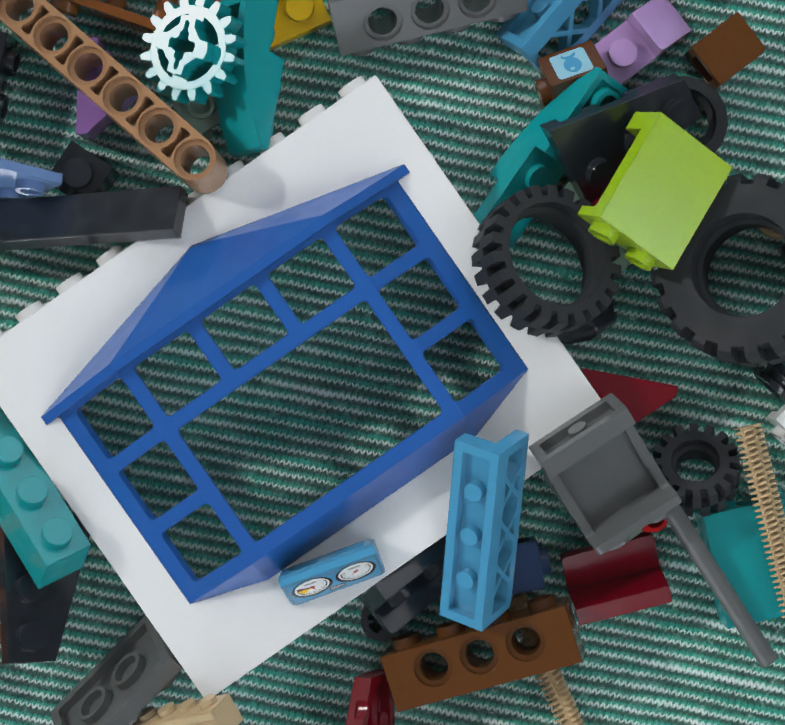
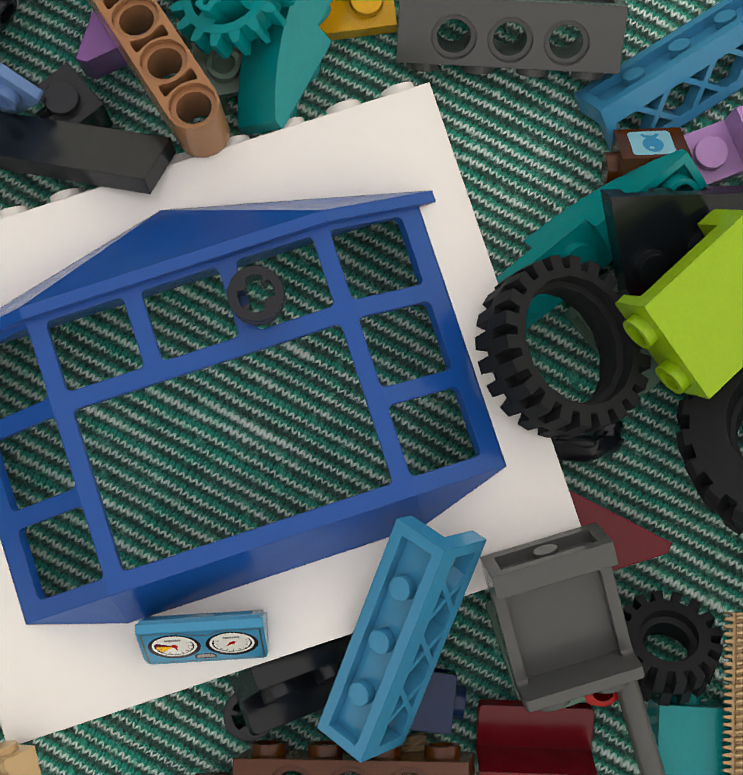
camera: 15 degrees right, 5 degrees down
(277, 295) = (239, 287): none -> black bush

